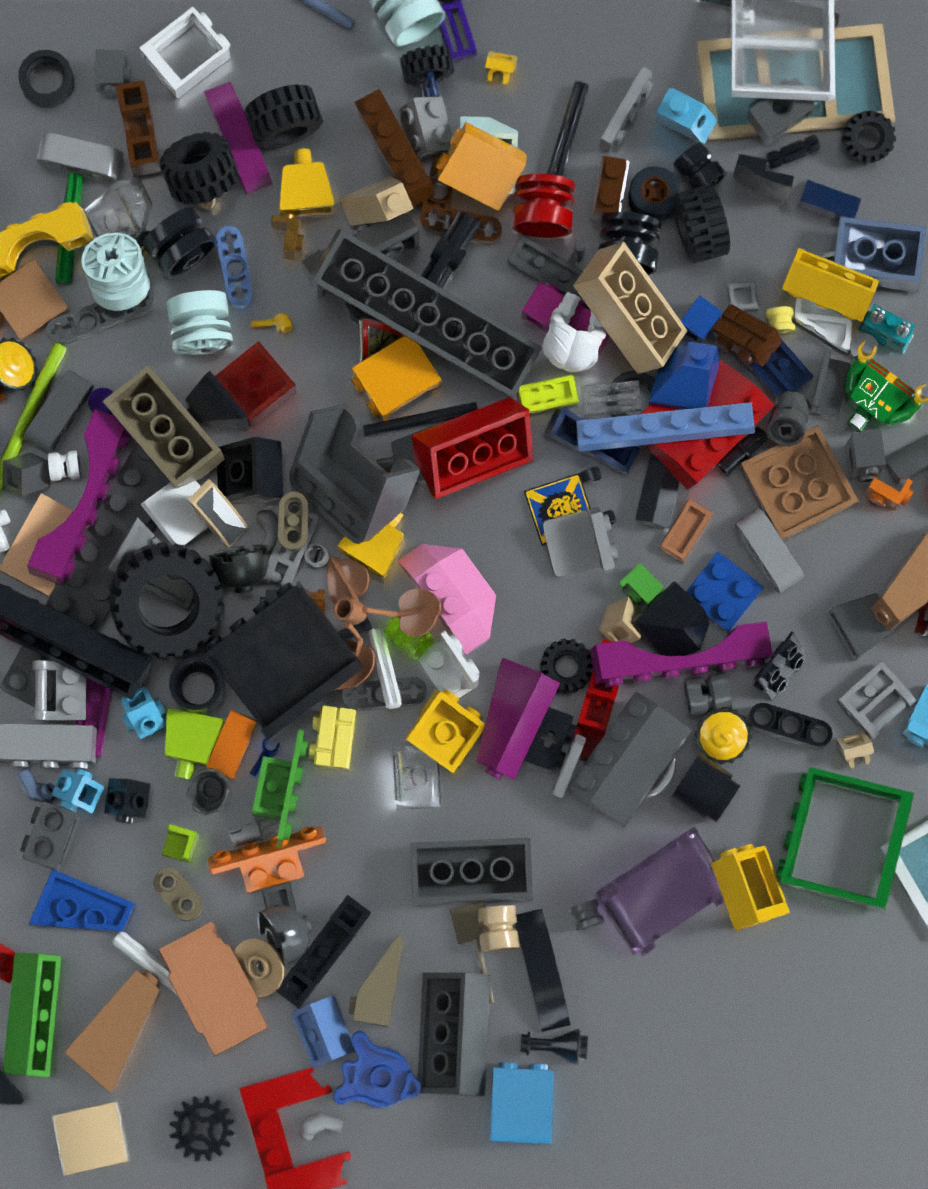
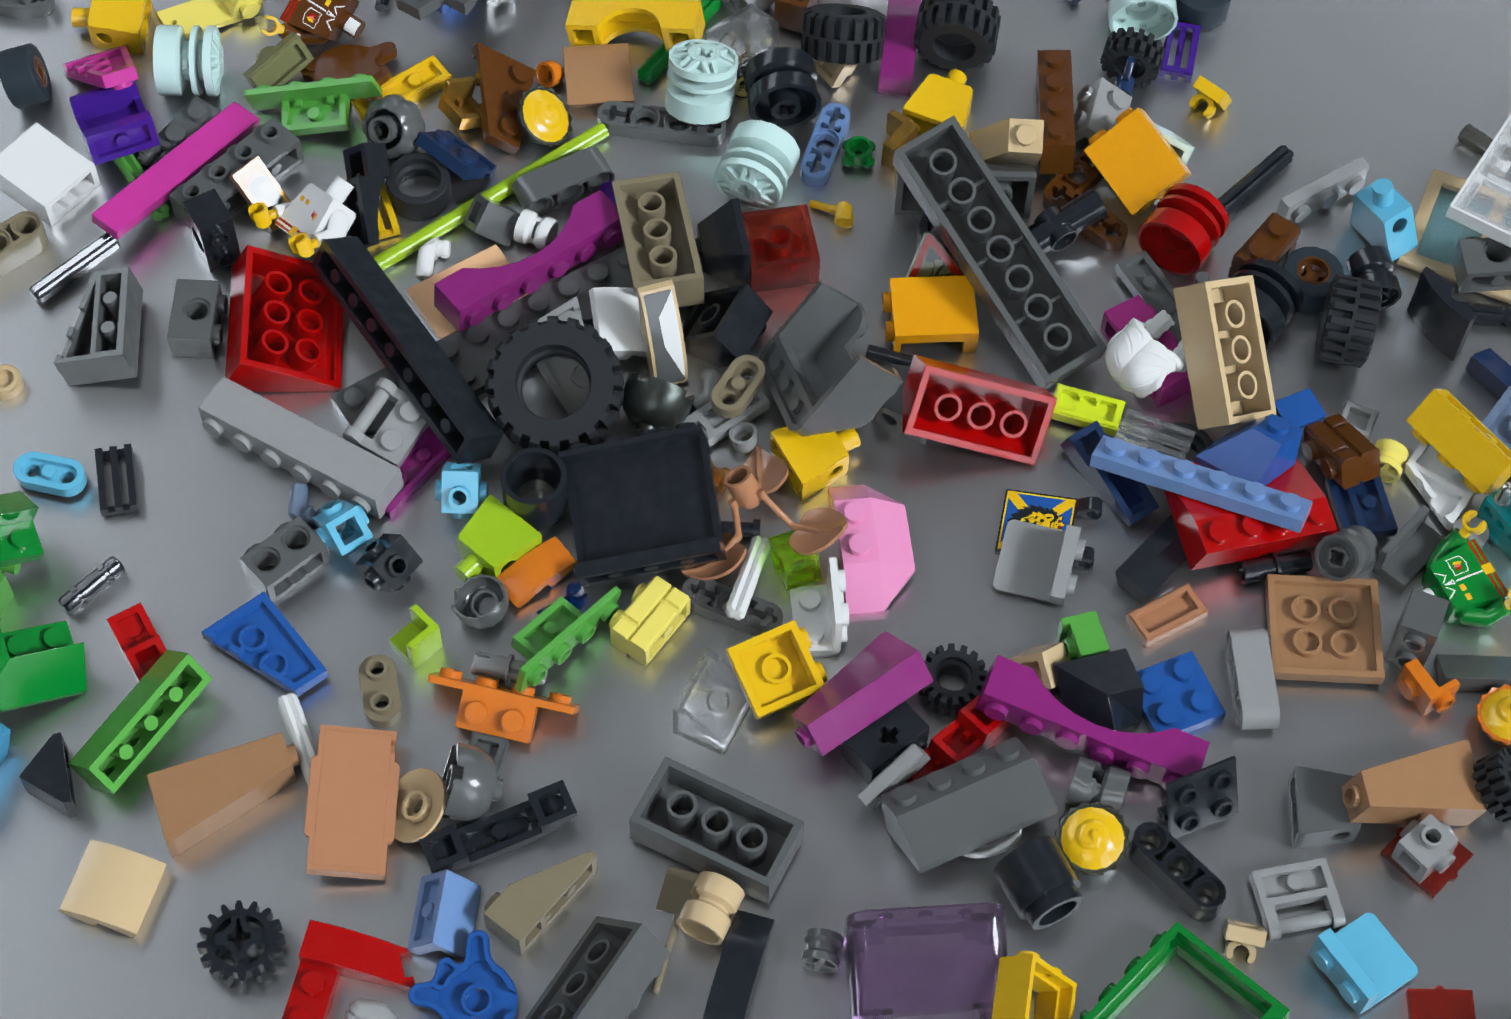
camera: 30 degrees right, 20 degrees down
(256, 257) = (855, 146): none -> green plate

